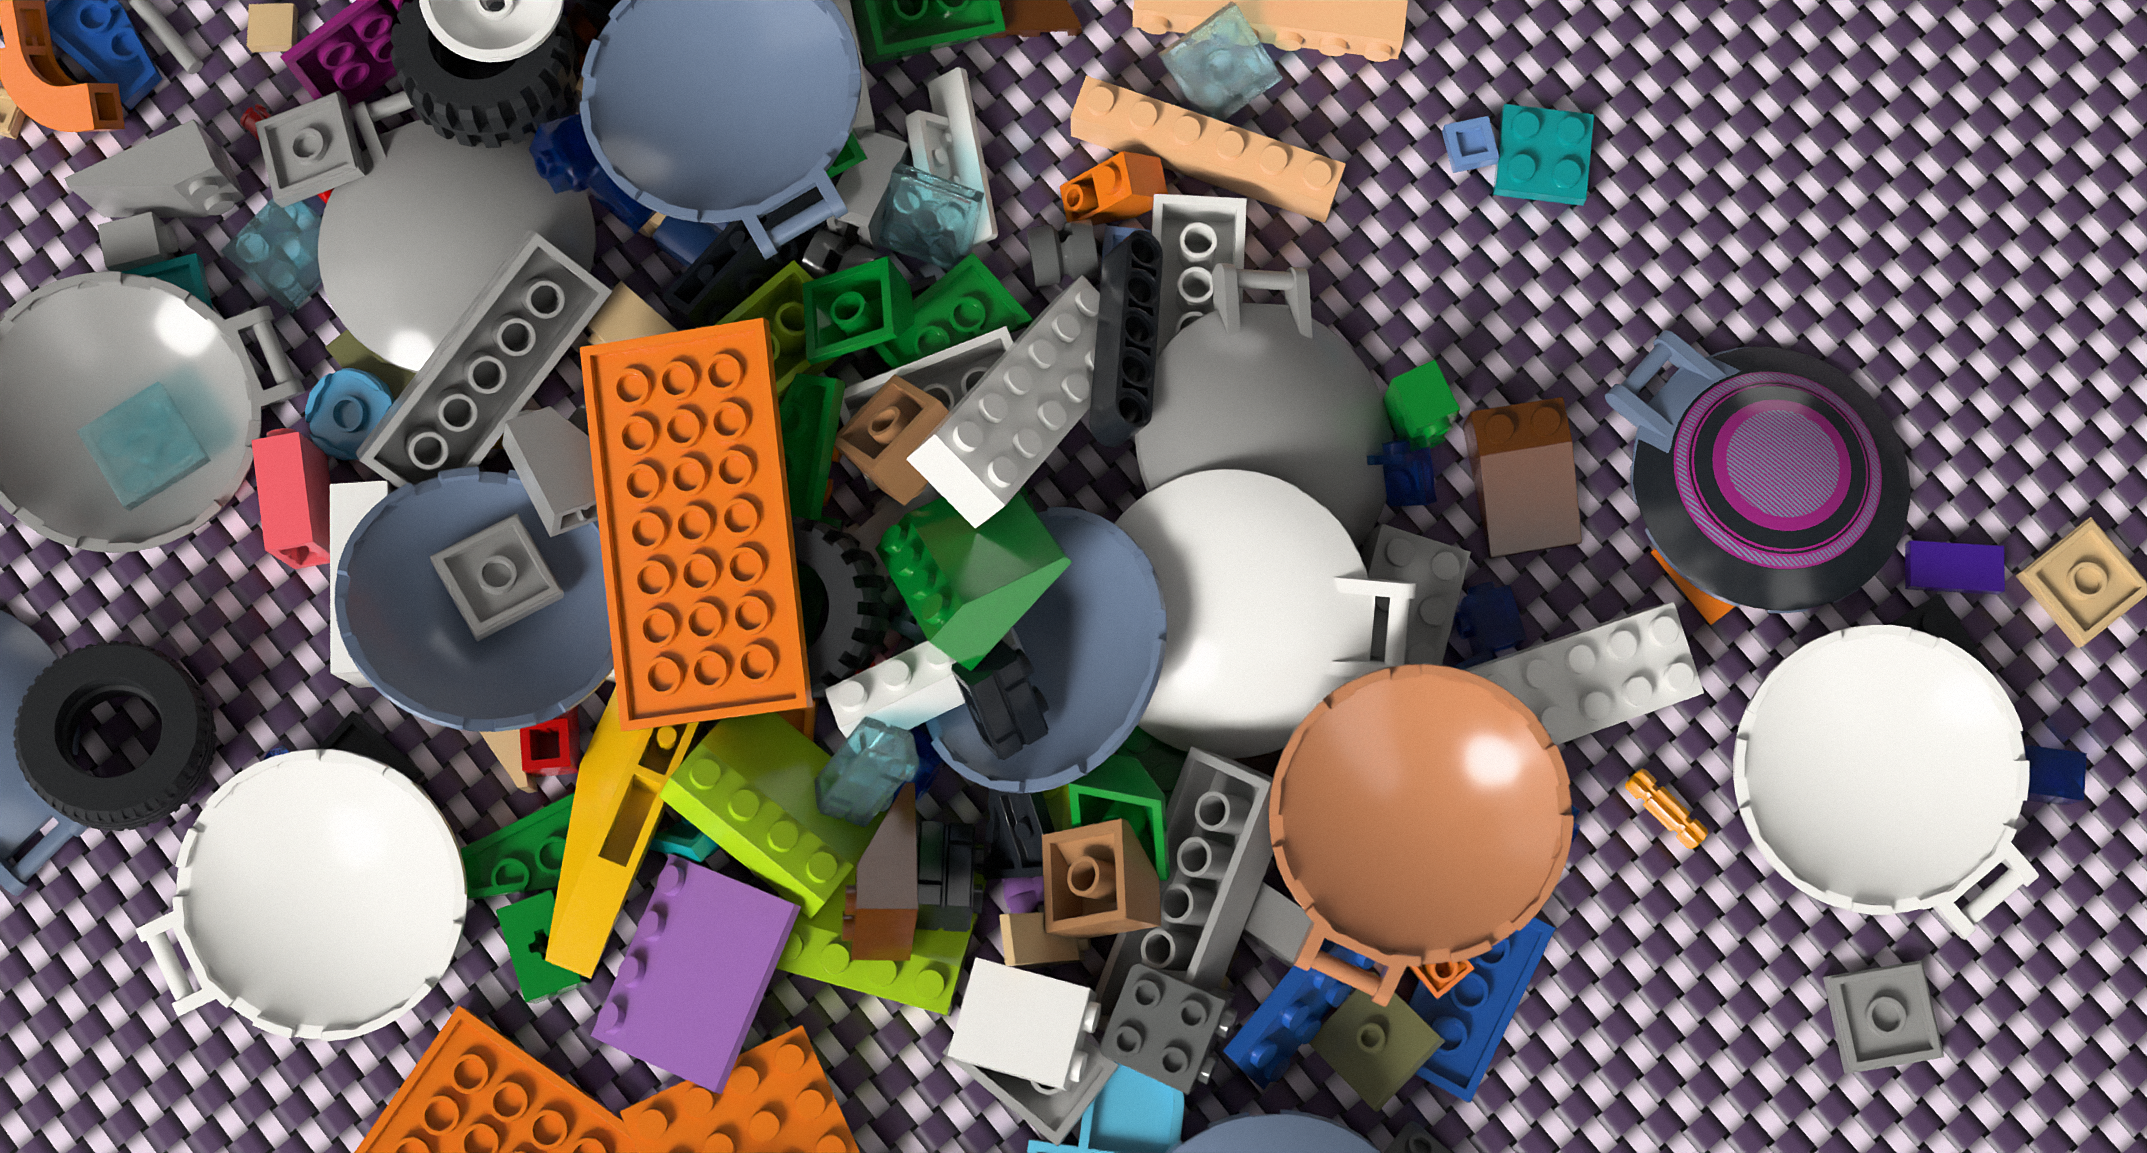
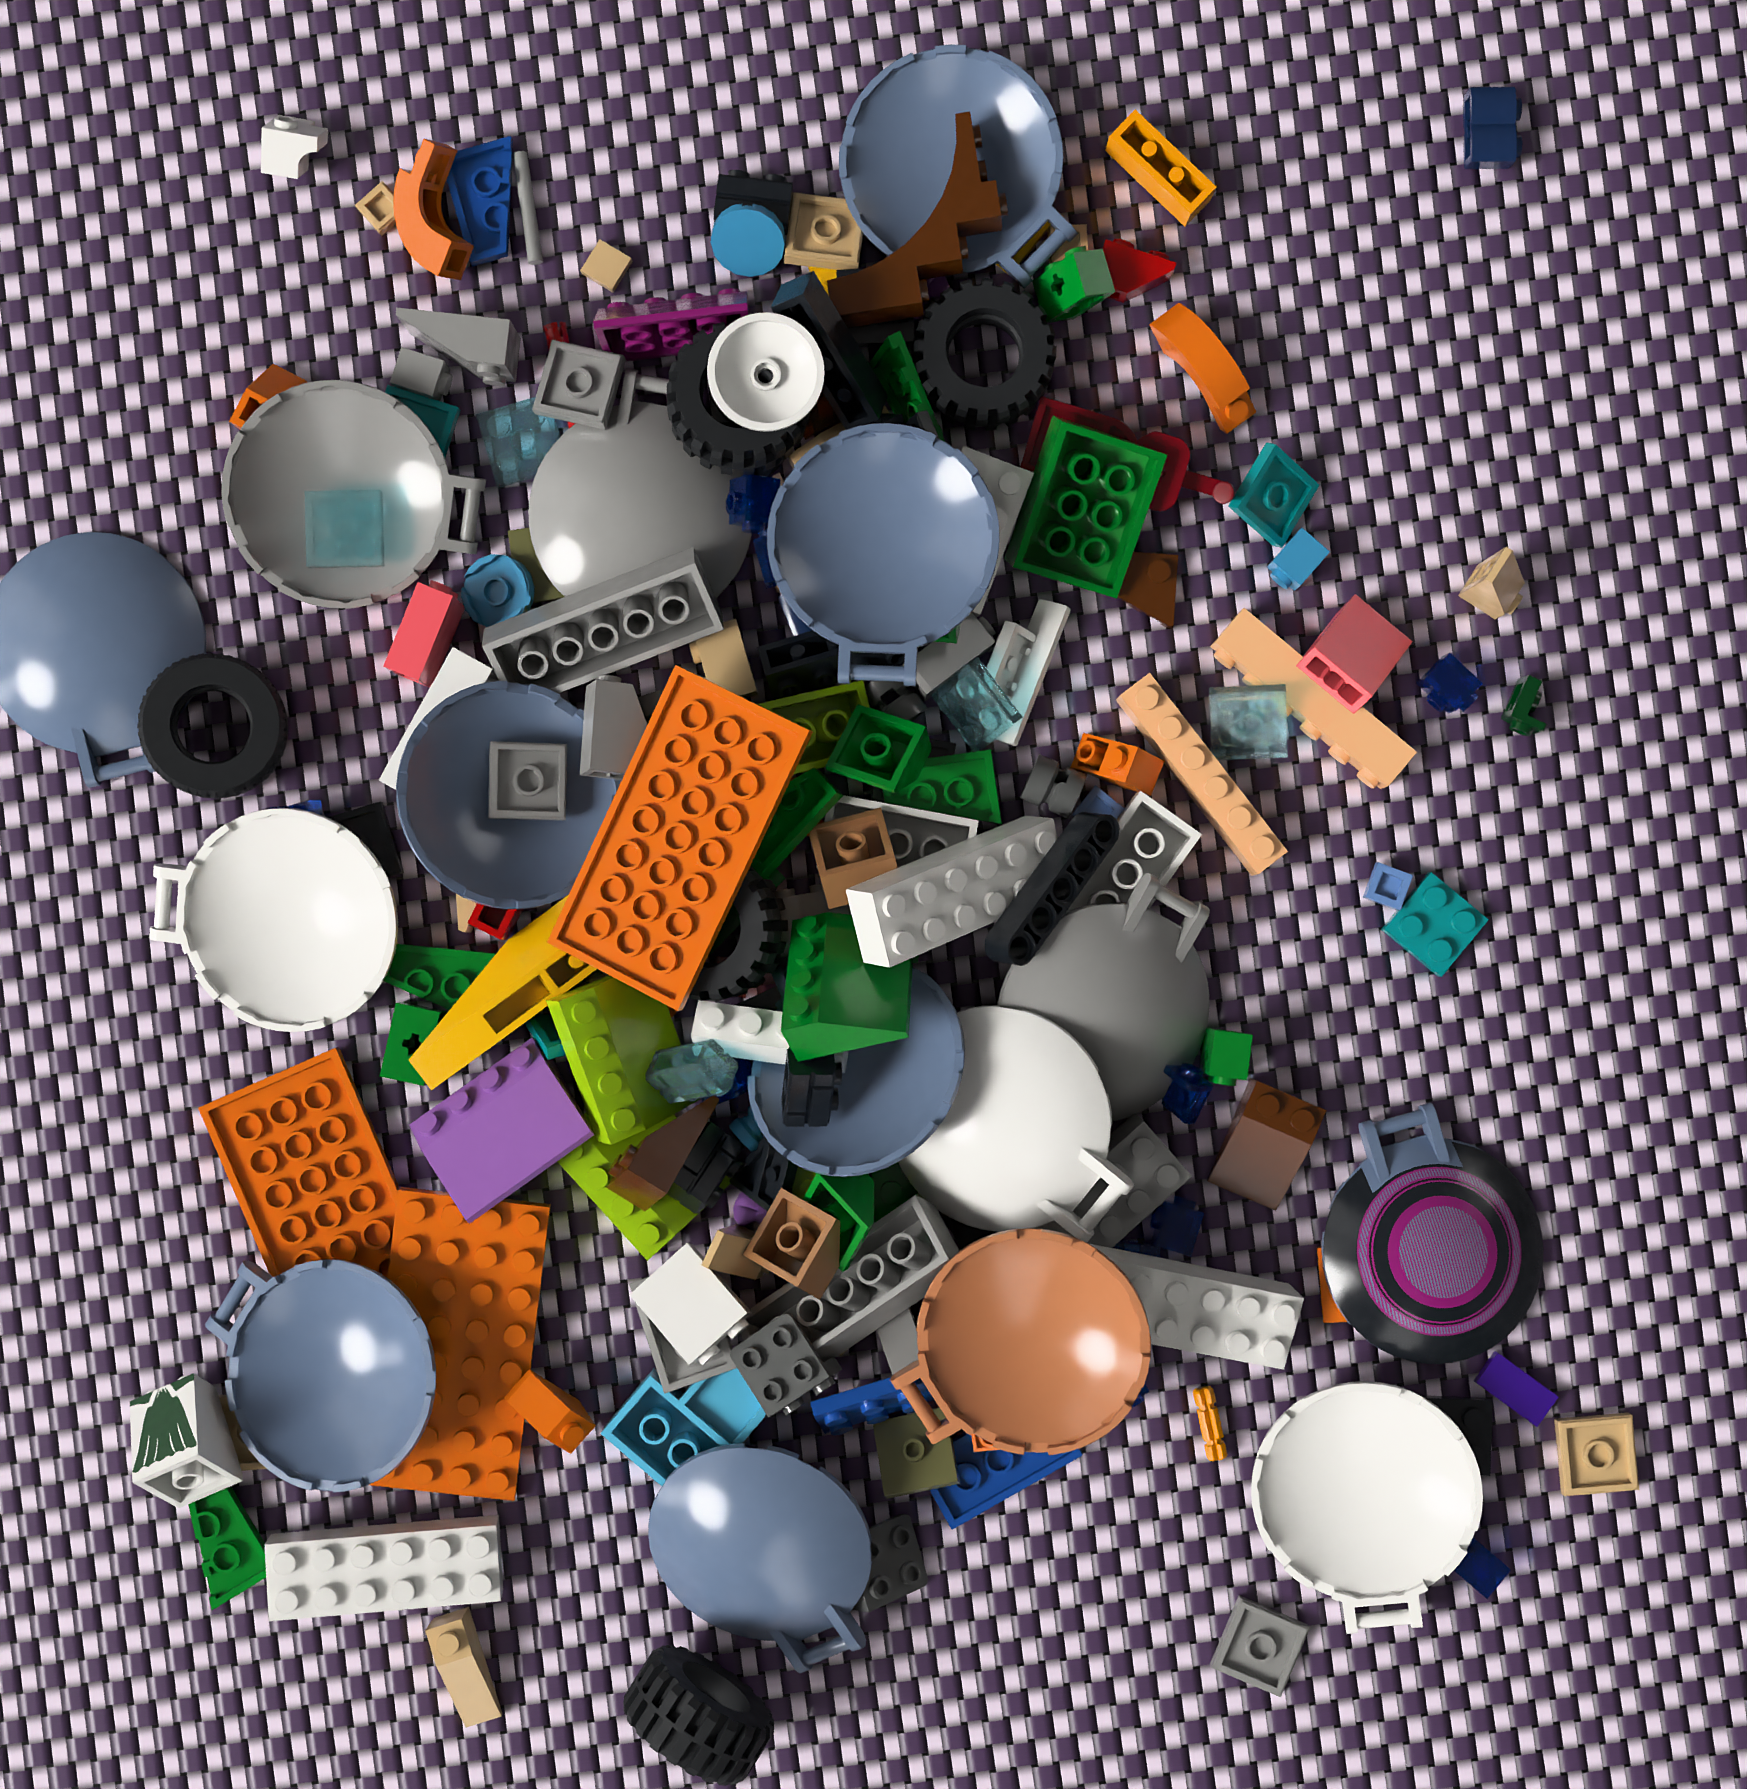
camera: 30 degrees right, 10 degrees up
(970, 803) = (747, 1130): none -> dark azure wheel

